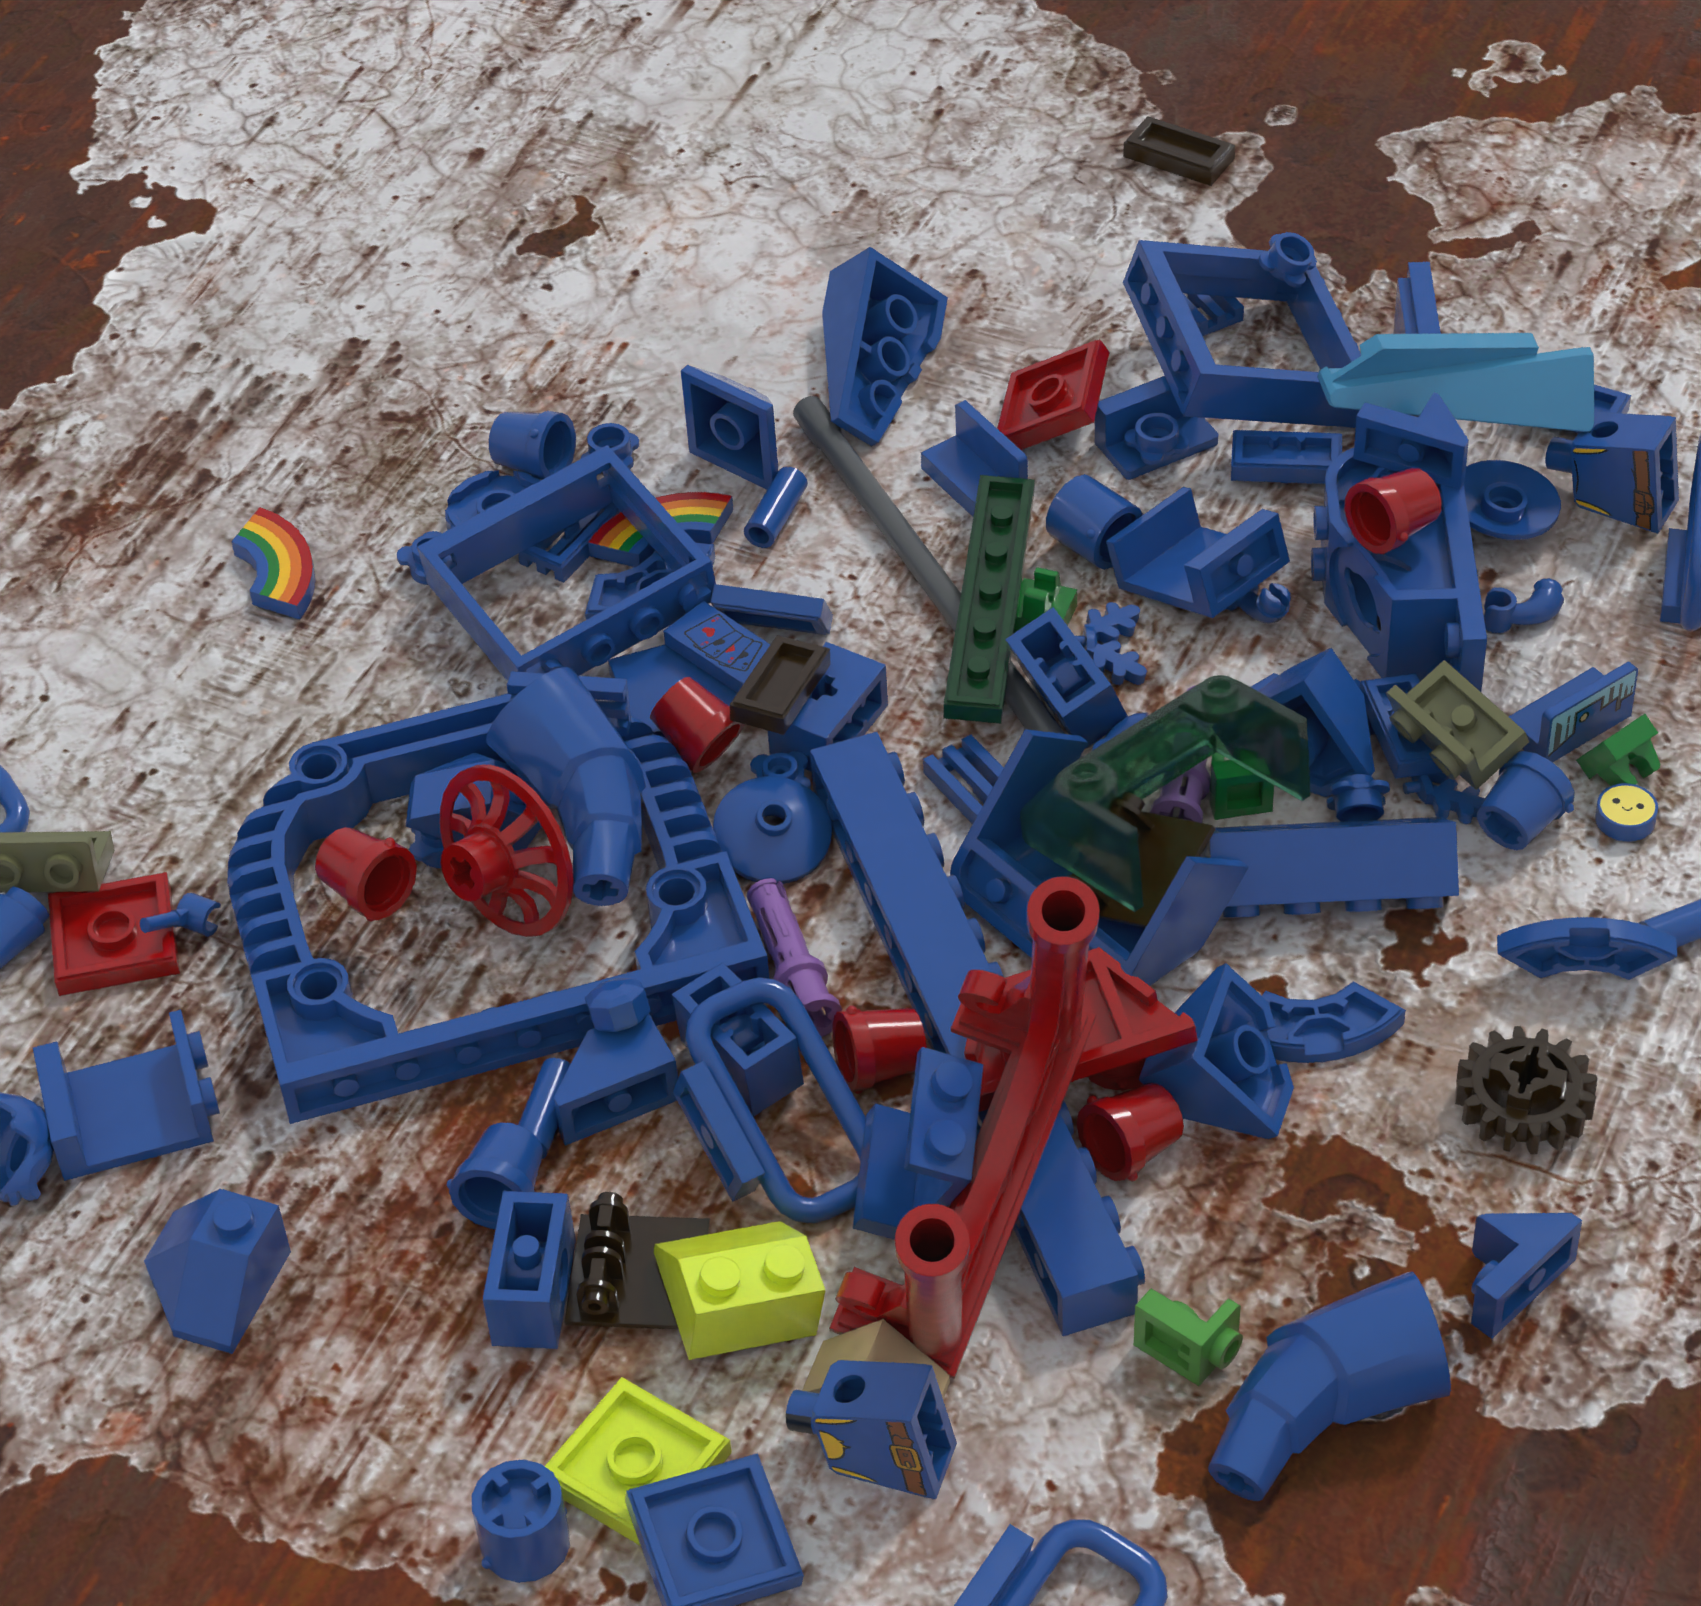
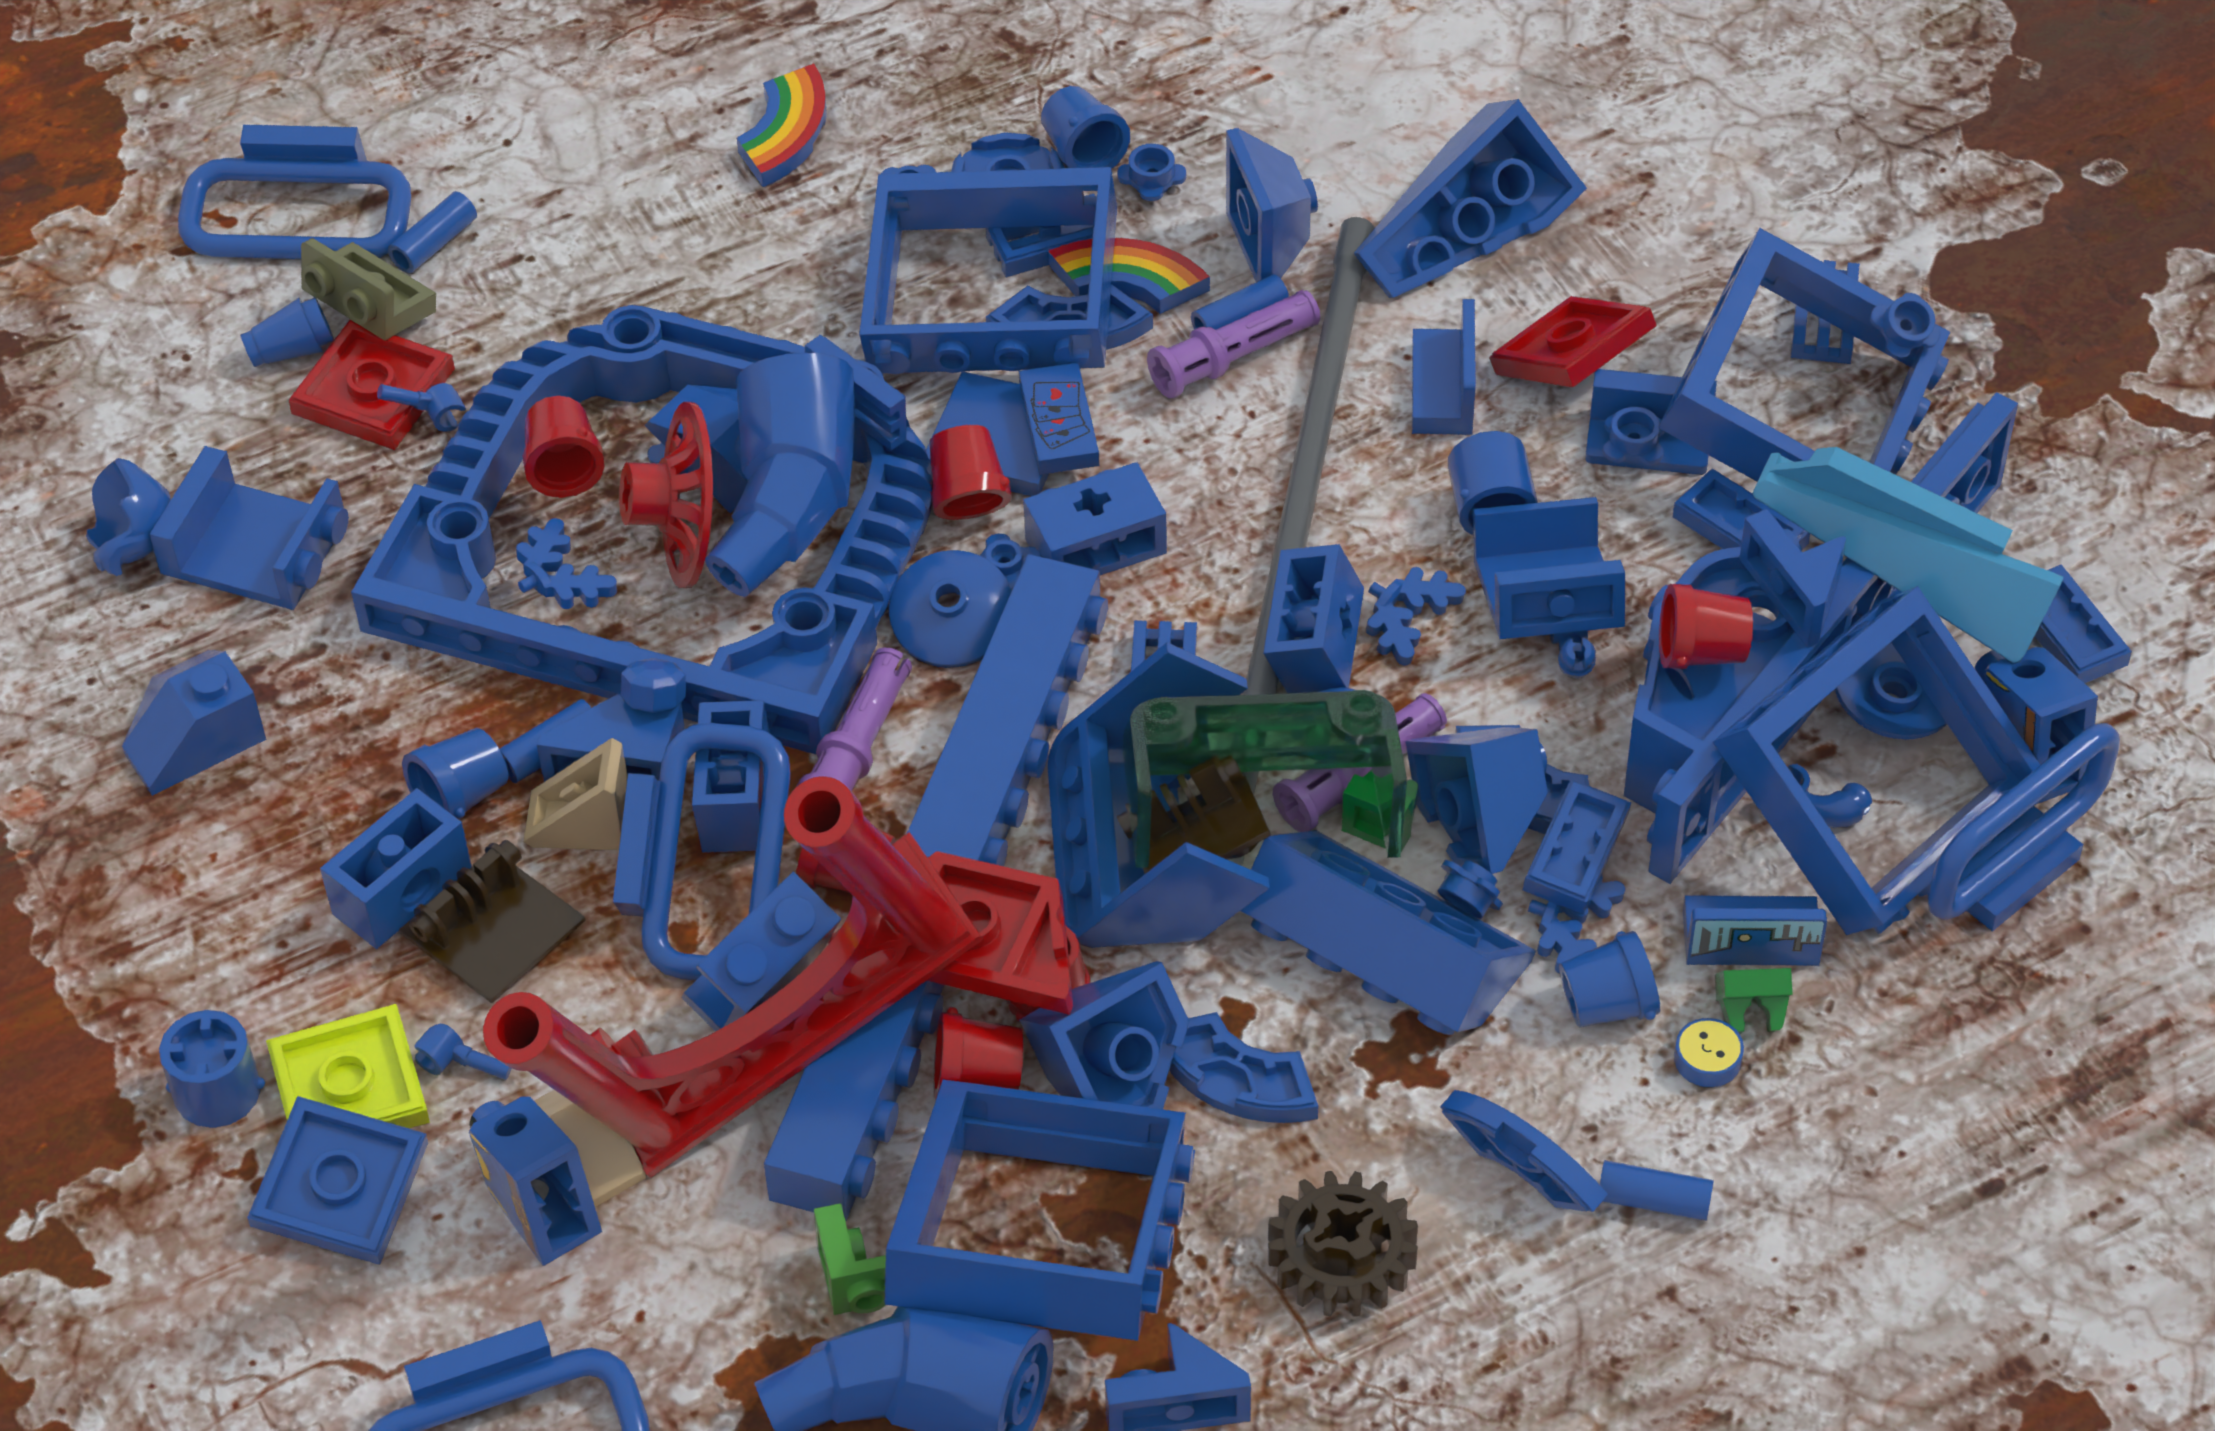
camera: 35 degrees right, 5 degrees up
(53, 790) = (432, 232): none -> blue hinge
(422, 963) = (546, 556): none -> blue animal
(627, 1133) = (581, 803): none -> tan slope
(694, 1384) = (442, 1045): none -> blue hand
(741, 1288) = (543, 959): neon yellow slope -> none
(773, 609) = (1136, 405): blue tile -> none
(780, 684) = (1051, 478): dark brown tile -> none
(788, 544) = (1211, 350): none -> medium lavender pin
(989, 600) = (1326, 502): dark green tile -> none
(1043, 594) = (1379, 541): green tile -> none
(1179, 151) = (1959, 156): dark brown tile -> none
(1280, 1292) = (1046, 1130): none -> blue window
(1458, 724) = (1595, 872): olive bracket -> none
(1524, 445) = (1956, 693): none -> blue window

